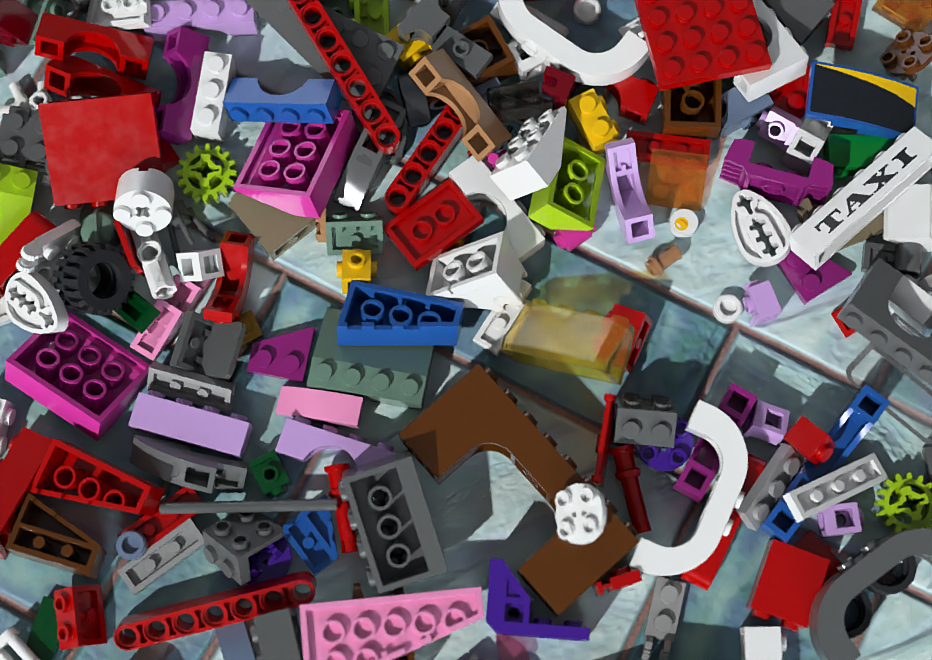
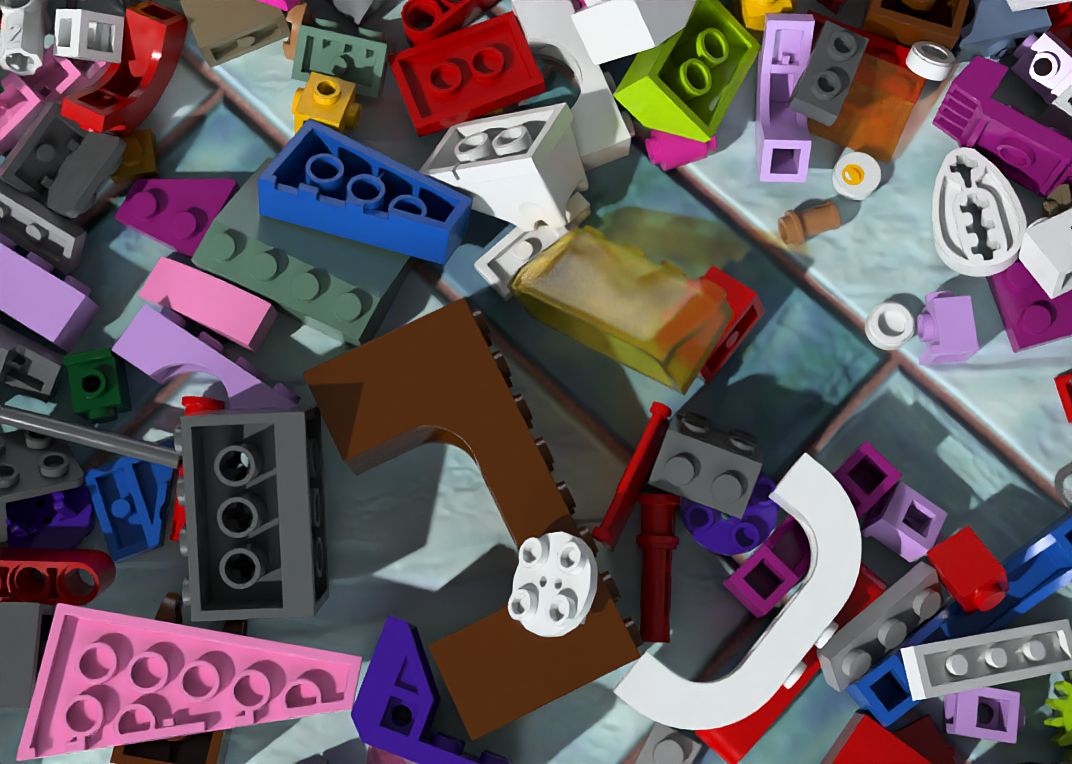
camera: 15 degrees right, 0 degrees up
(619, 579) = (594, 709): red plate -> none
(651, 170) = (828, 74): none -> dark grey plate
(708, 144) = (930, 60): none -> white tile

